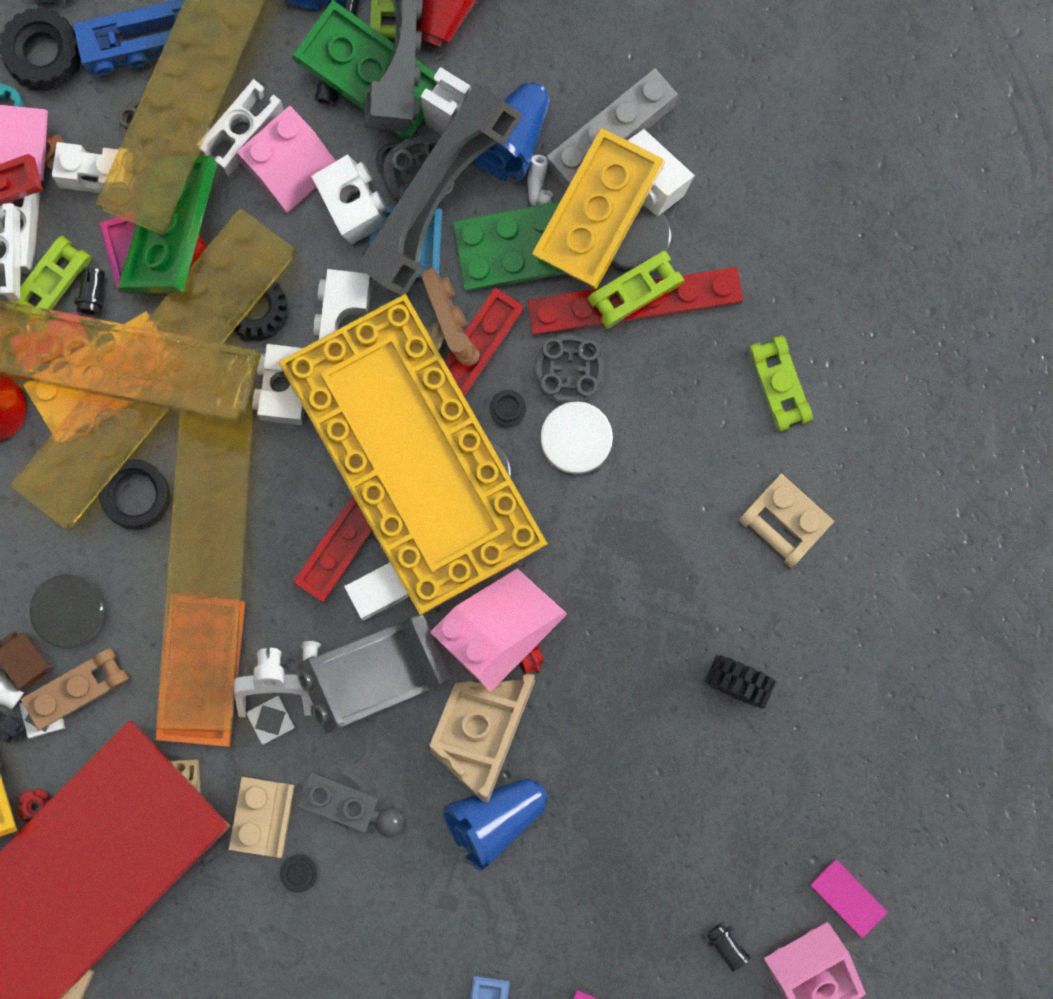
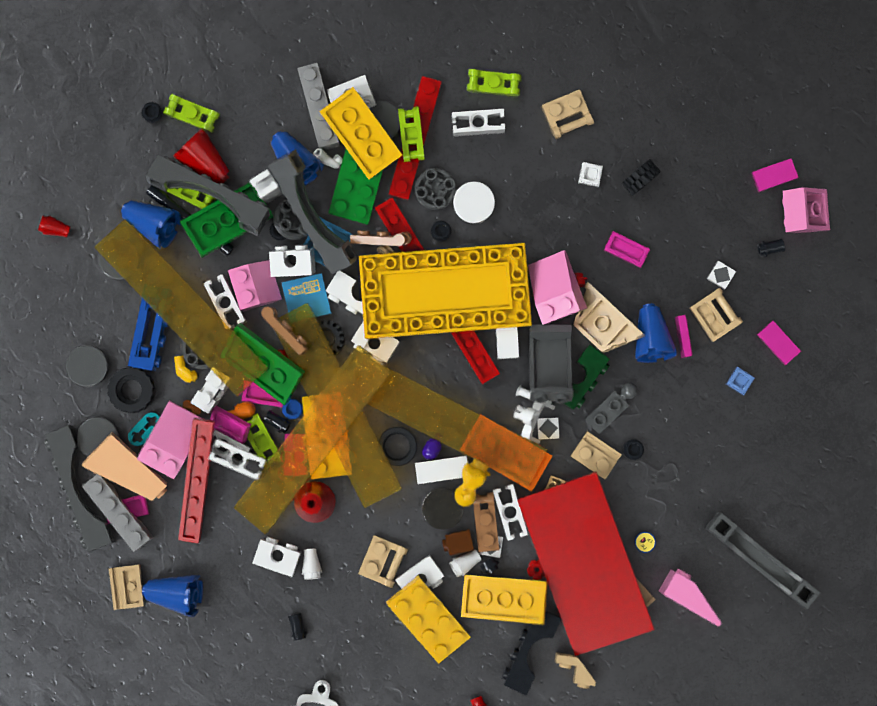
camera: 55 degrees left, 5 degrees up
(51, 220) = (230, 424): none -> dark pink tile
(83, 230) = (243, 410): none -> orange cylinder
(92, 717) = (518, 516): none -> white piece
(104, 114) = (183, 372): none -> yellow arm
(121, 306) = (292, 409): none -> blue tile
(127, 581) = (440, 469): none -> white piece
(132, 633) = (473, 478): none -> yellow animal
(152, 550) = (431, 449): none -> dark purple cylinder
(156, 961) = (644, 542): none -> light yellow tile
(232, 231) = (284, 328): none -> medium nougat plate
(316, 245) = (307, 290): none -> dark azure tile
(405, 745) = (593, 364): none -> dark green arch
(517, 870) = (683, 336): none -> dark pink tile
(566, 901) = (711, 319): none -> tan plate
(615, 714) = (626, 249): none -> dark pink tile
(645, 886) = (721, 275): none -> tile
(708, 601) = (590, 174): none -> white tile
(711, 372) = (473, 130): none -> white piece

